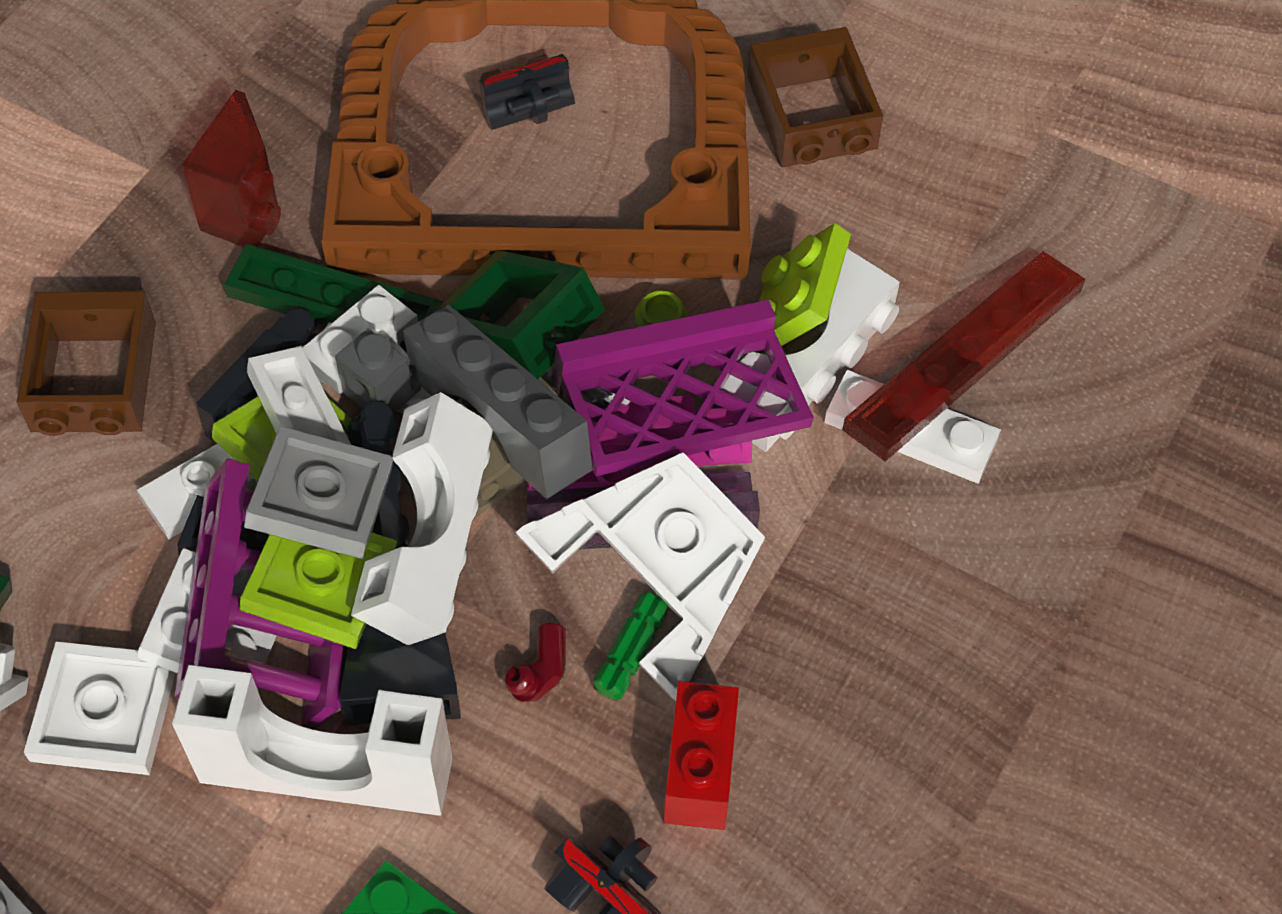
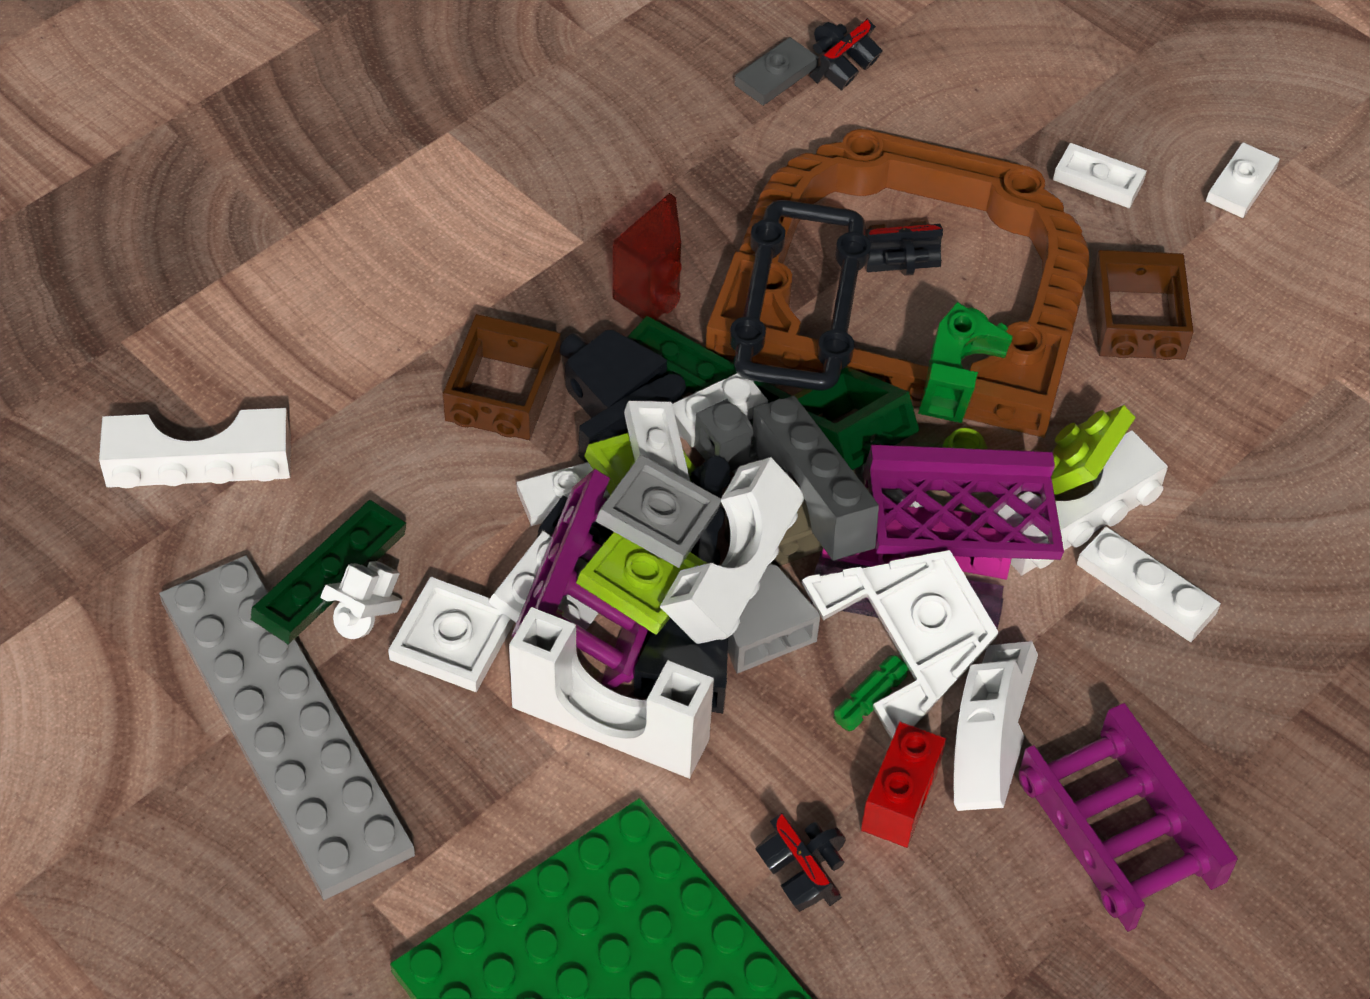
camera: 15 degrees right, 5 degrees down
(215, 321) = (607, 369): none -> black torso
(479, 230) = (834, 346): none -> black bar
(493, 589) = (773, 622): none -> light grey torso
(545, 671) = (797, 695): dark red arm -> none
(622, 245) = (947, 383): none -> green tile
(782, 653) = (989, 726): none -> white slope
(962, 356) = (1206, 537): clear red tile -> none
(982, 666) = (1148, 777): none -> magenta fence

